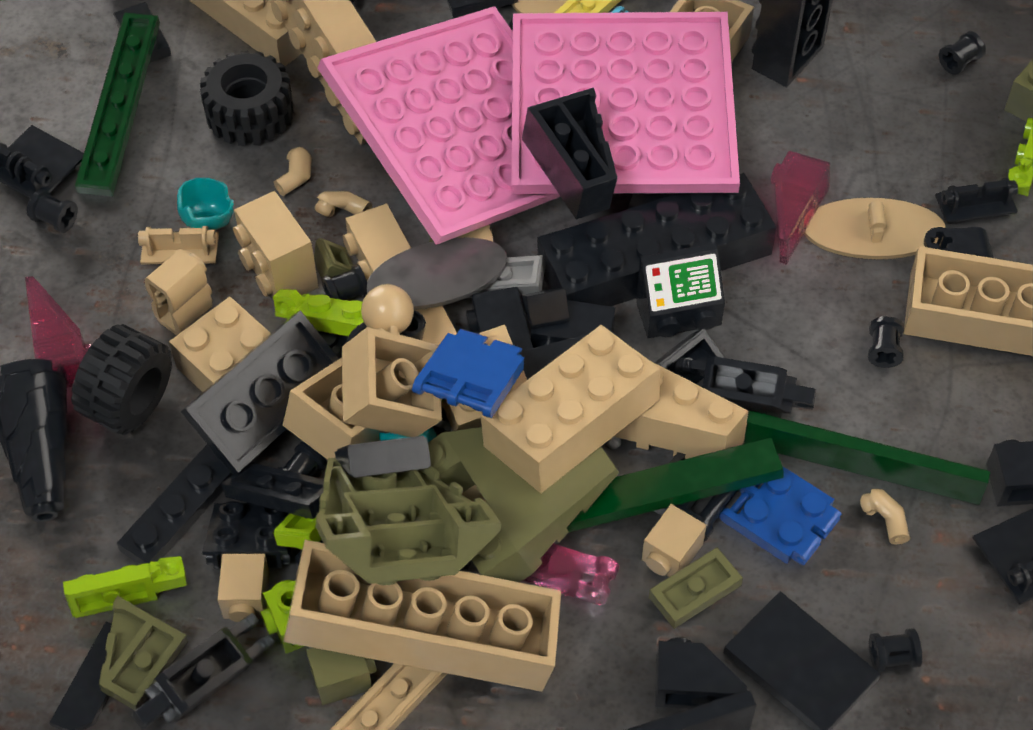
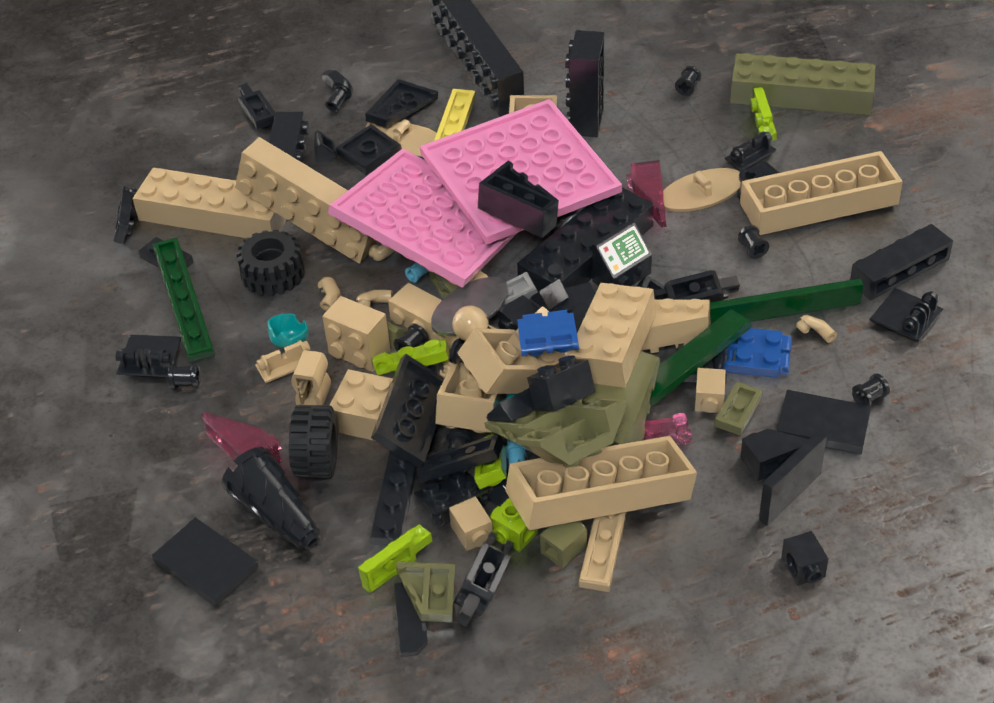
camera: 25 degrees left, 10 degrees down
(446, 454) = (561, 384): none -> black brick

